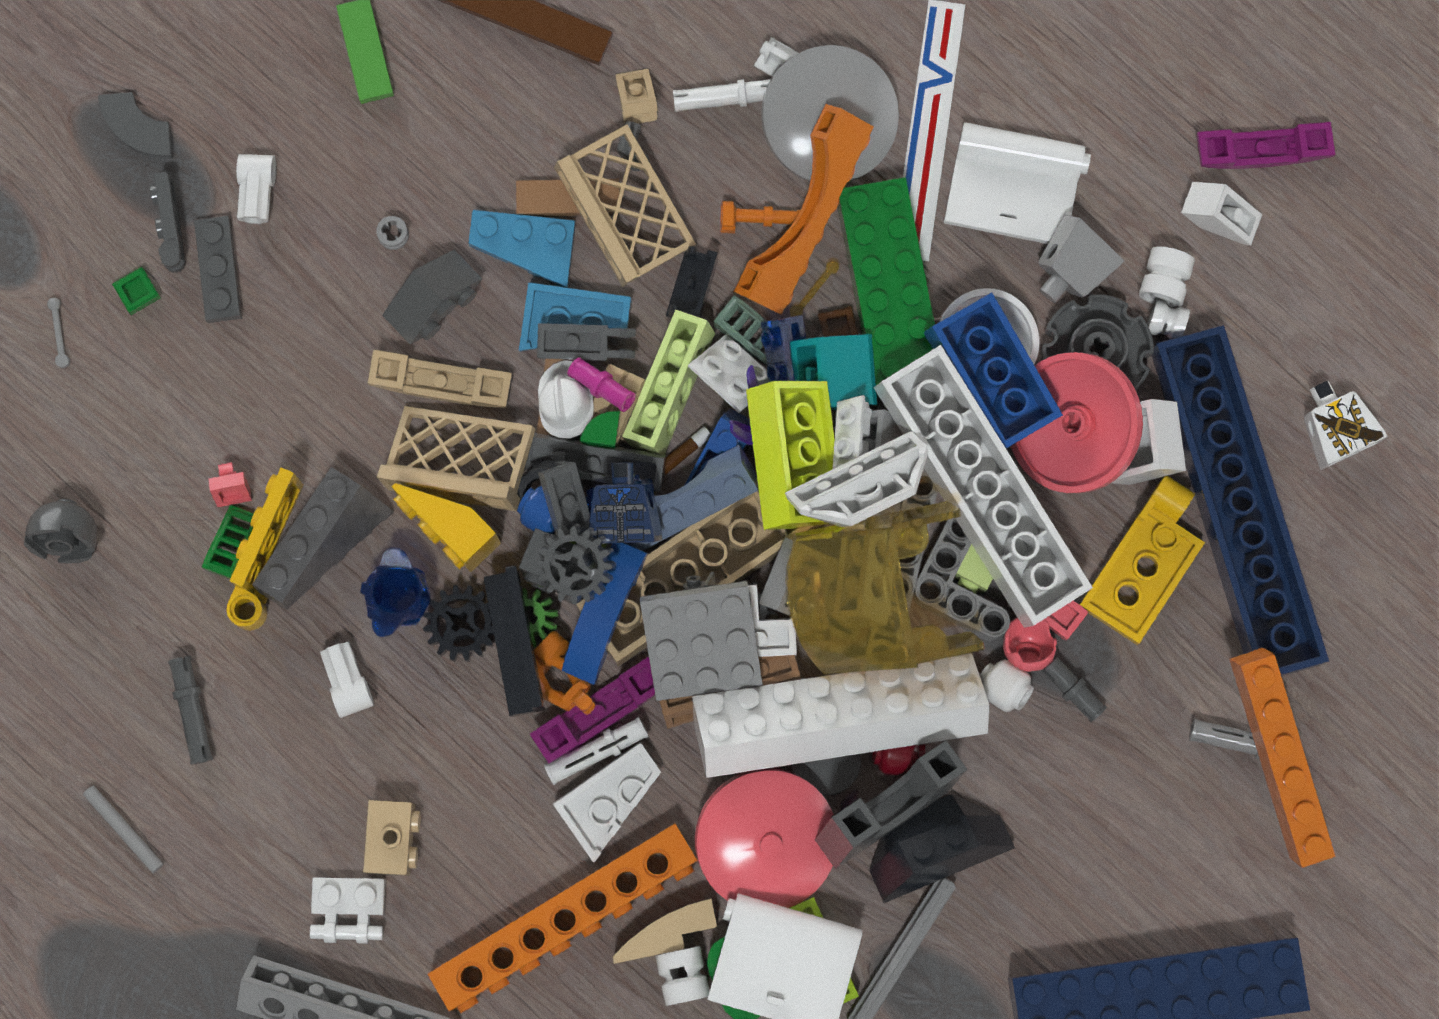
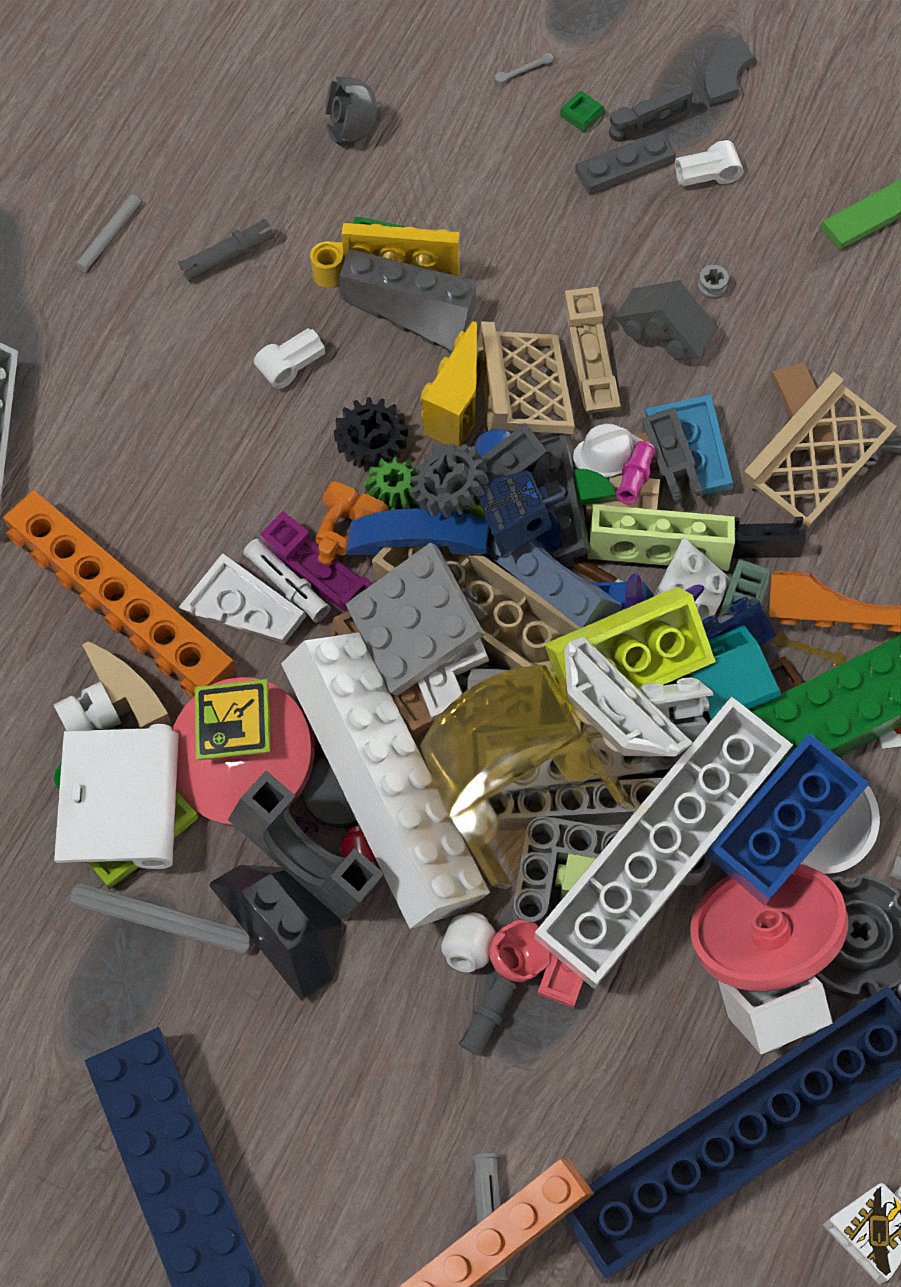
camera: 75 degrees right, 15 degrees down
(229, 487) = (433, 216): coral tile -> none
(351, 897) = (93, 418): white plate -> none
(391, 838) = (154, 431): tan brick -> none
(395, 593) = (378, 364): clear blue piece -> none
(514, 642) = (363, 470): black fence -> none
(530, 242) = (750, 391): dark azure wing -> none
(750, 838) = (232, 719): none -> piece
(766, 216) = (849, 549): orange piece -> none
(1152, 537) = (679, 1050): yellow hinge -> none

